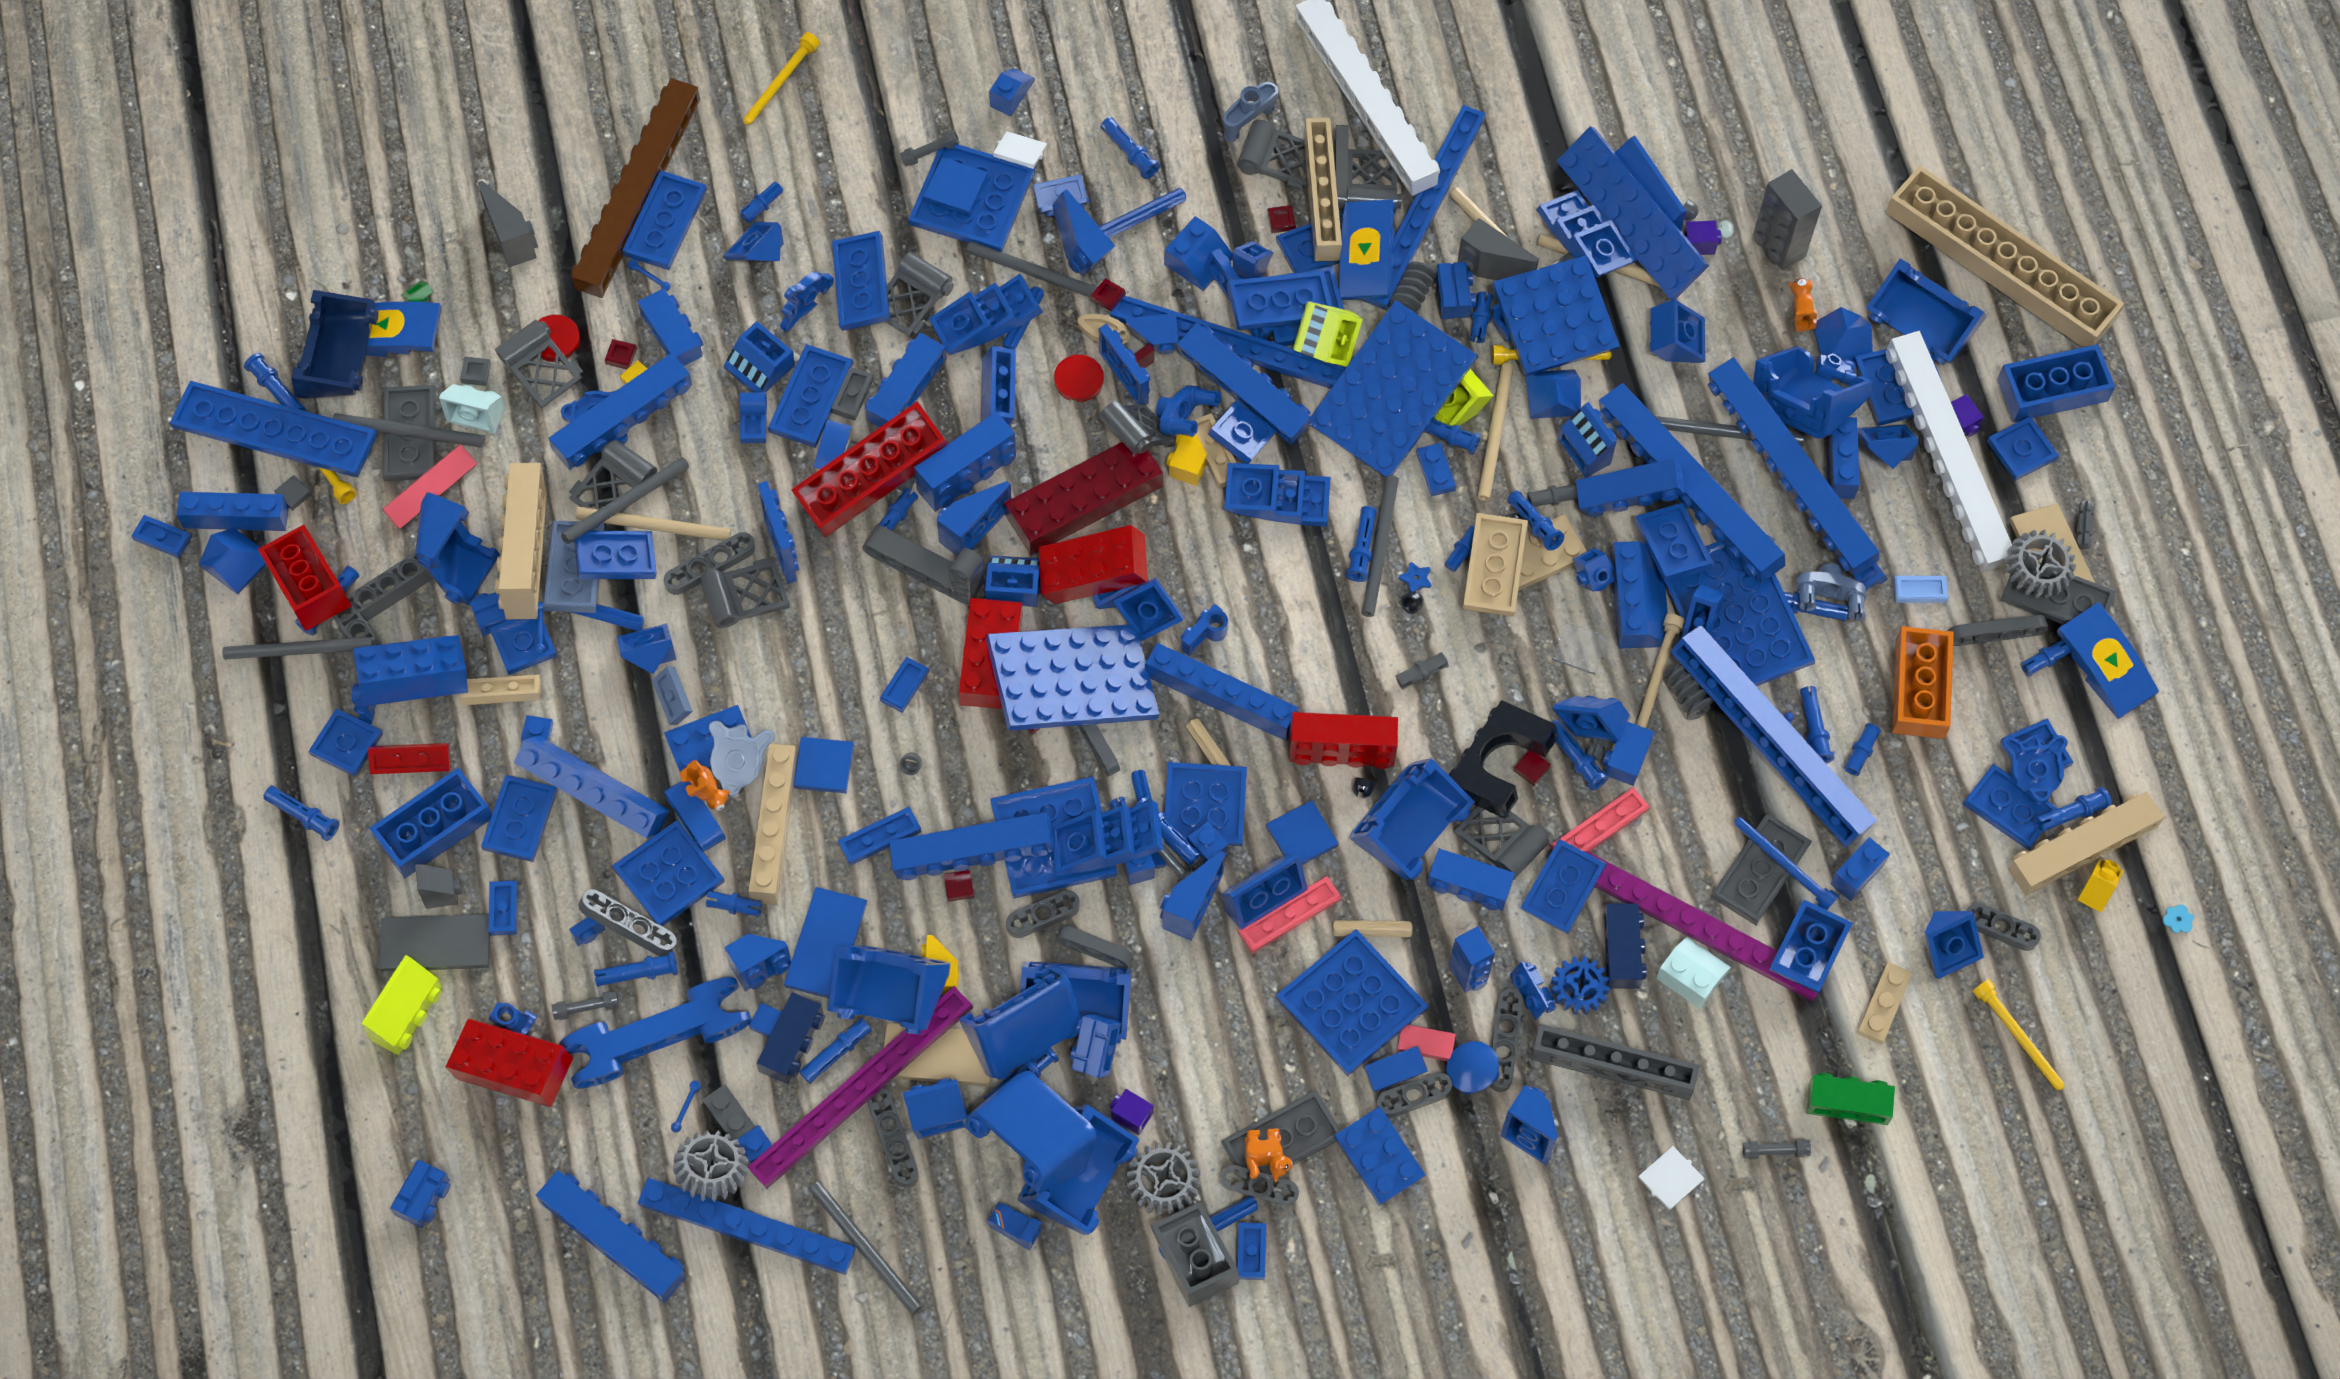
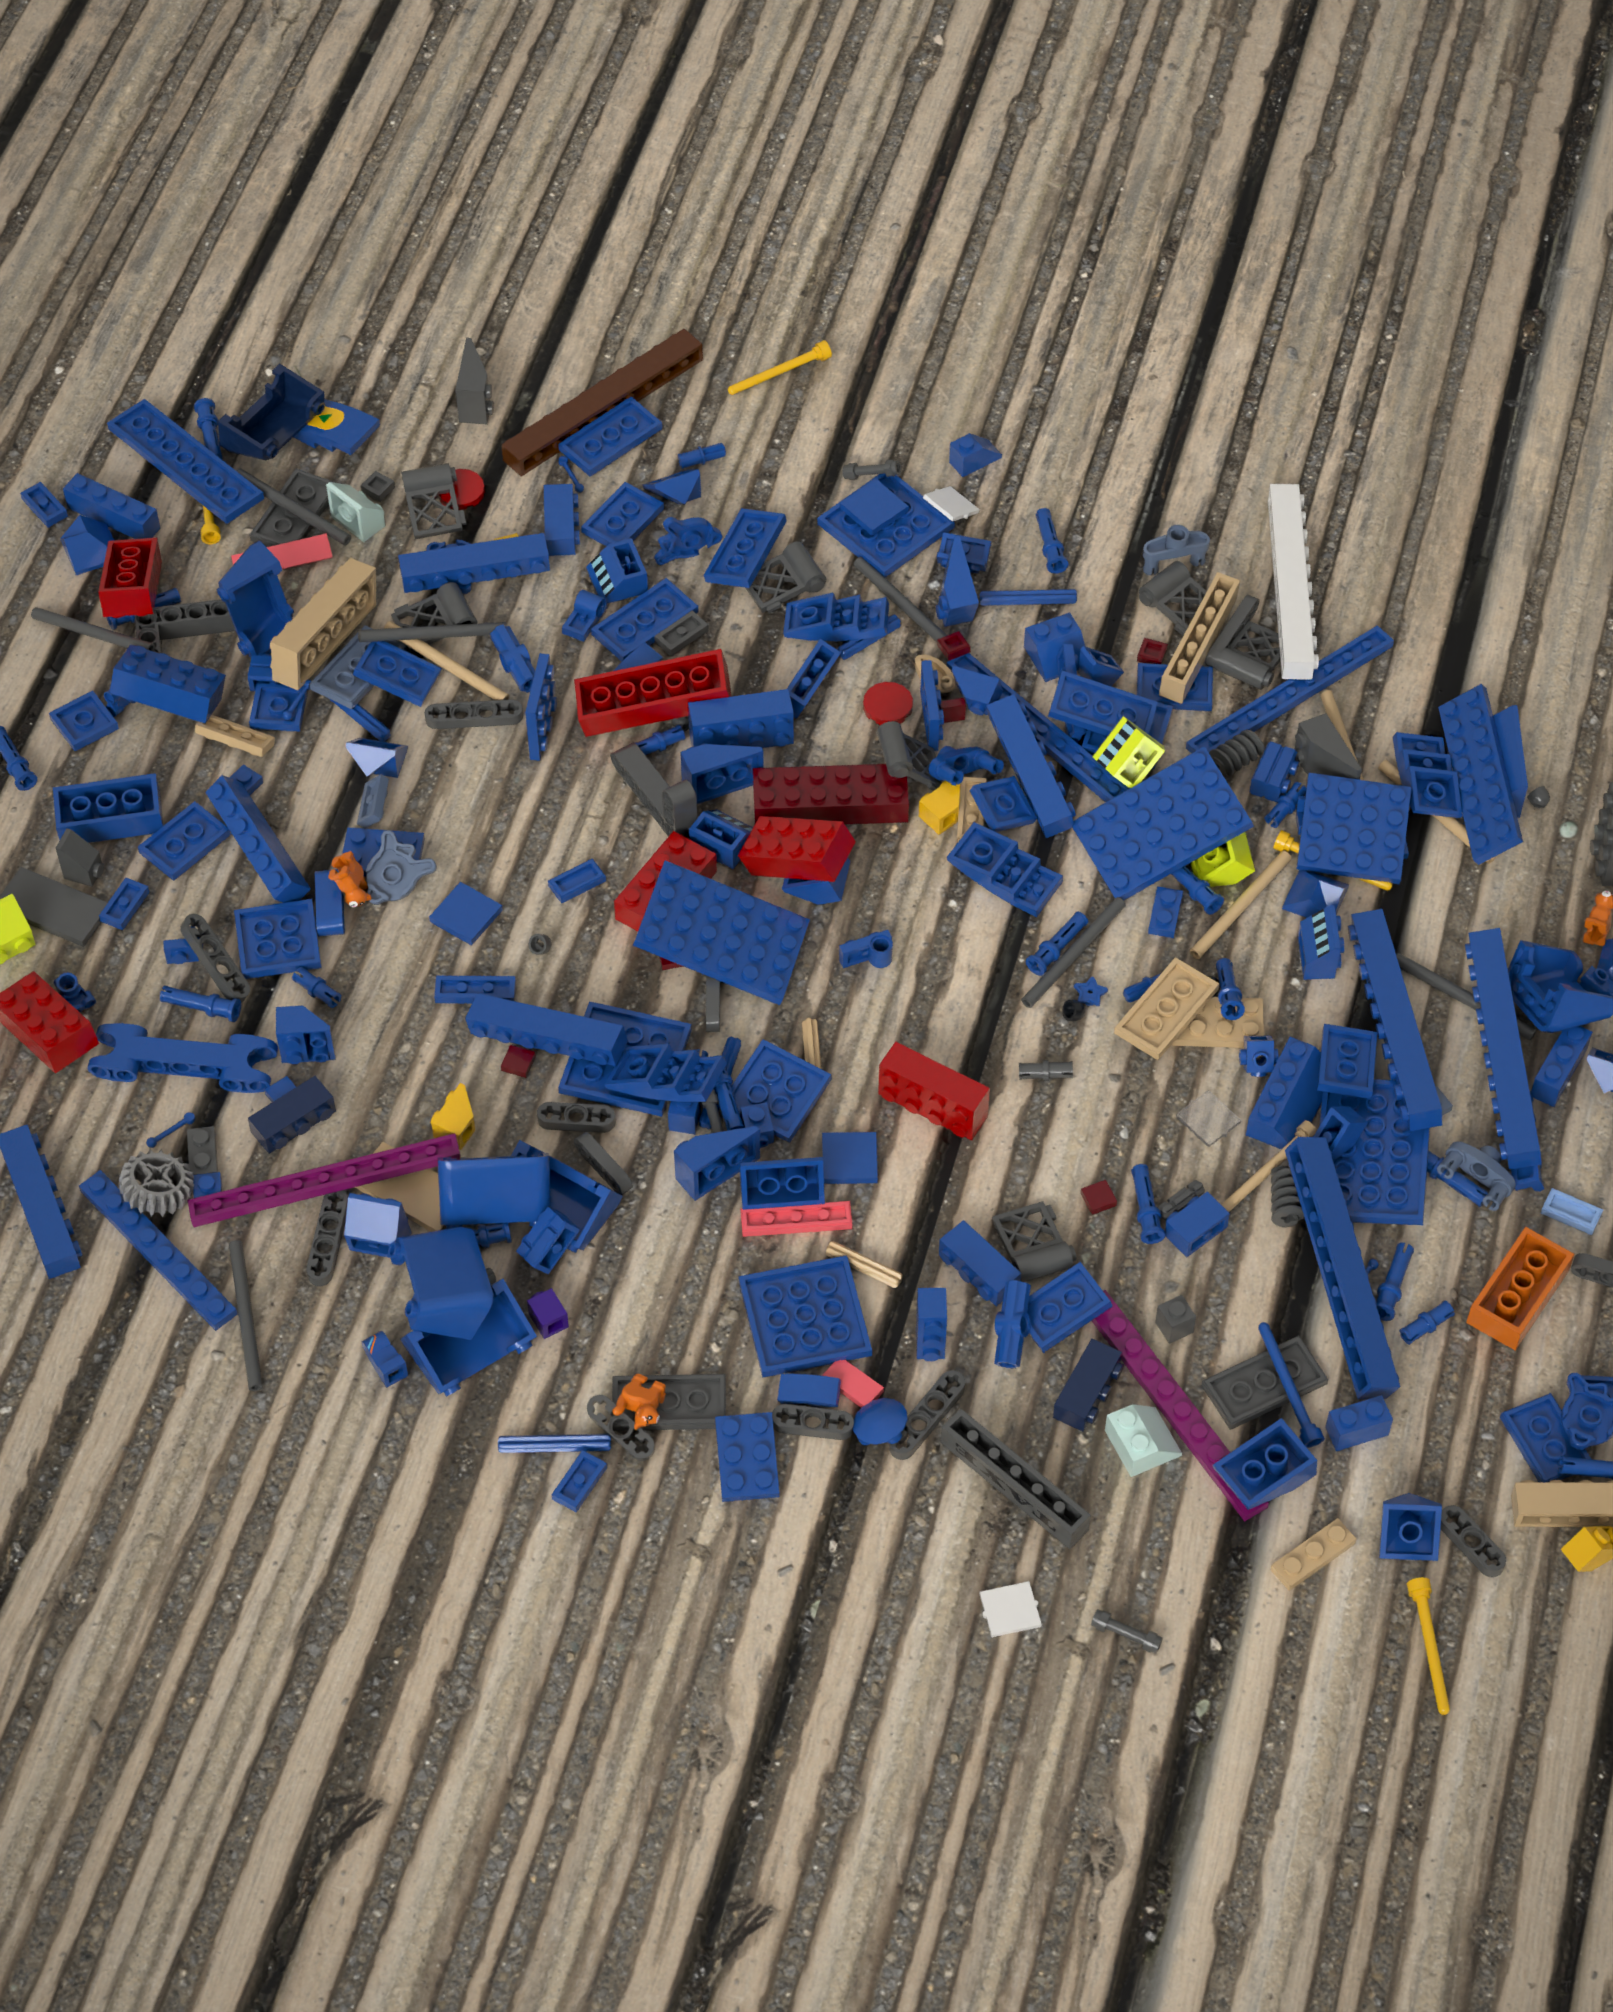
camera: 30 degrees right, 10 degrees down
(294, 492) = (170, 517): dark grey tile -> none
(409, 758) = (125, 754): red plate -> none
(417, 293) = (370, 408): green plate -> none
(562, 1010) = (162, 1015): dark grey bar -> none
(620, 354) = (506, 523): dark red tile -> none
(714, 489) = (513, 657): none -> blue piece
(724, 598) = (466, 745): dark grey piece -> none
(726, 299) = (622, 515): none -> blue plate
(773, 823) = (389, 938): tan brick -> none
(830, 922) = (374, 1055): blue tile -> none
(844, 1043) = (324, 1143): blue pin -> none
(886, 985) = (396, 1105): blue windscreen -> none
(907, 380) = (741, 637): blue brick -> none
(1148, 609) = (824, 907): blue slope -> none
(1173, 1183) = (534, 1395): light grey gear -> none
(1195, 1254) = (524, 1457): dark grey slope -> none
(1220, 691) = (845, 1000): blue brick -> none
(1362, 785) = (929, 1142): black hinge -> none
(1367, 249) = (1210, 703): blue slope -> none
(1411, 817) = (957, 1187): blue windscreen -> none
(1504, 727) = (1089, 1149): black arch -> none
(1526, 980) = (980, 1371): blue hinge -> none
(1531, 1124) = (896, 1486): blue slope -> none
(1533, 923) = (1012, 1324): none -> blue piece
(1553, 495) = (1261, 979): dark grey pin -> none
(1570, 985) = (1025, 1399): blue gear -> none
(1593, 717) = (1177, 1174): blue slope -> none
(1606, 821) = (1141, 1274): coral tile -> none
(1630, 487) = (1333, 996): blue brick -> none
(1661, 849) = (1175, 1319): none -> dark grey brick
(1677, 333) = (1465, 893): blue slope -> none
(1703, 236) = (1538, 823): dark purple brick -> none
(1850, 1099) = (1225, 1620): green brick -> none

